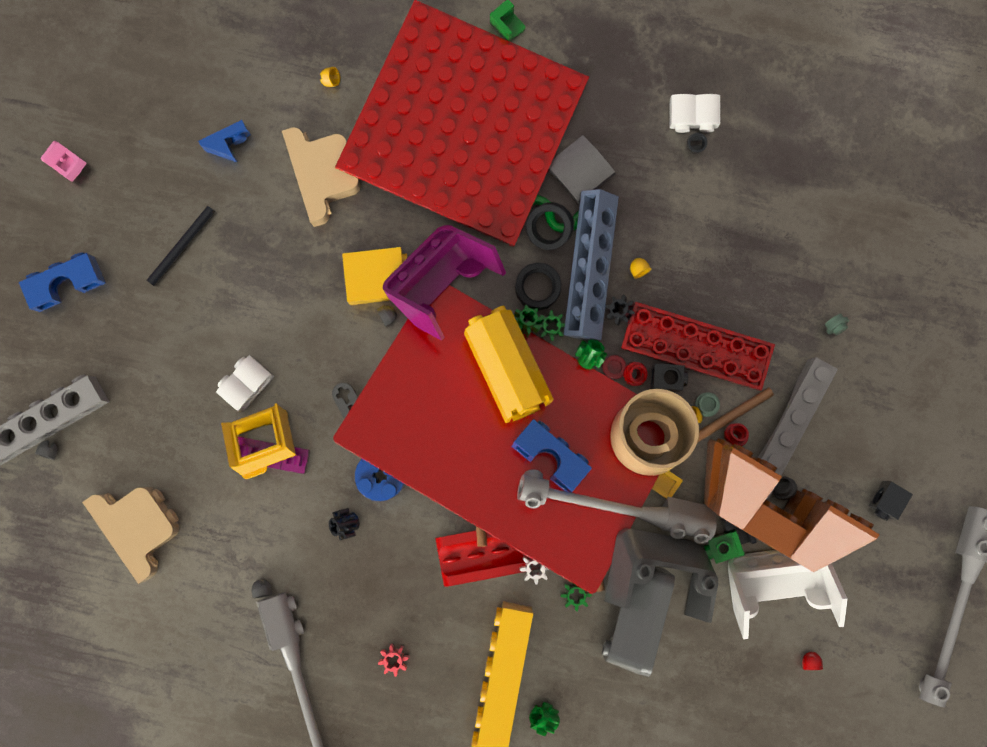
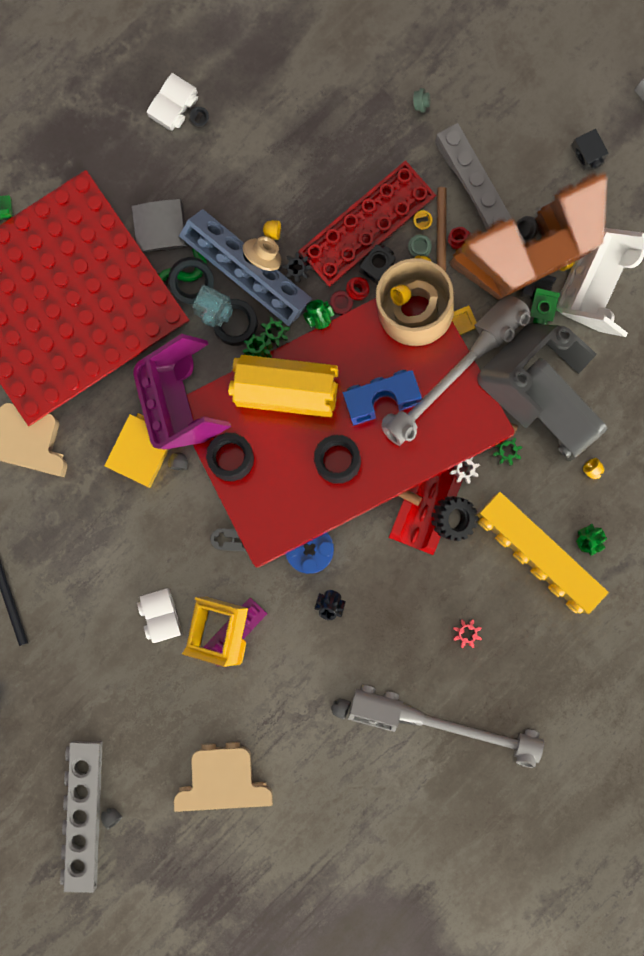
camera: 60 degrees left, 0 degrees up
(416, 337) = (222, 440): none -> black tyre
(478, 433) = (337, 440): none -> black tyre
(490, 598) = (442, 514): none -> black tyre
(536, 258) = (212, 307): none -> clear light blue brick
(612, 272) = (263, 253): none -> tan piece
(612, 683) = (593, 468): none -> yellow hinge
(652, 415) = (400, 294): none -> yellow hinge
(728, 395) = (424, 224): none -> yellow hinge

